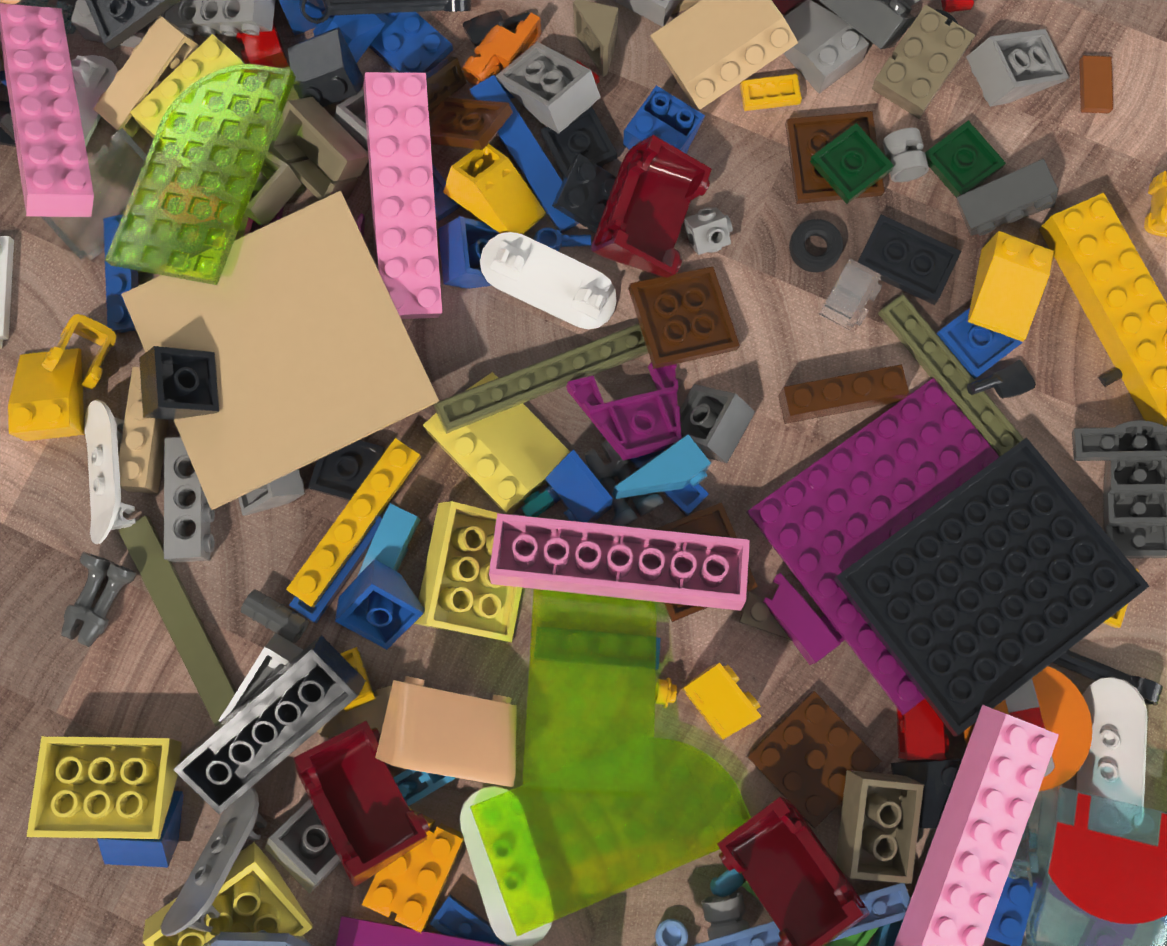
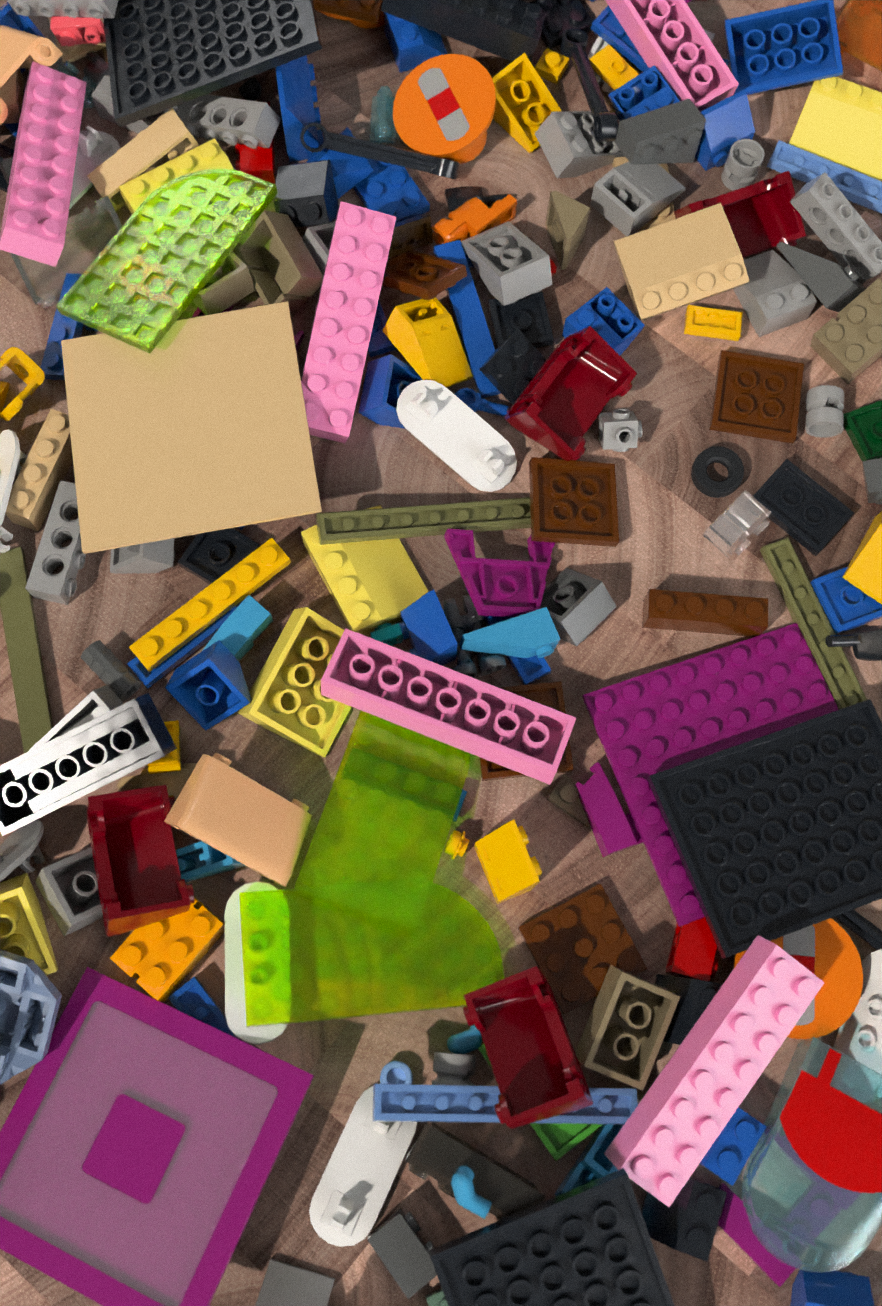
camera: 10 degrees right, 5 degrees down
(178, 383) = (87, 430): black slope -> none
(851, 163) = (771, 404): dark green plate -> none
(1026, 861) = (761, 1096): clear light blue hinge -> none

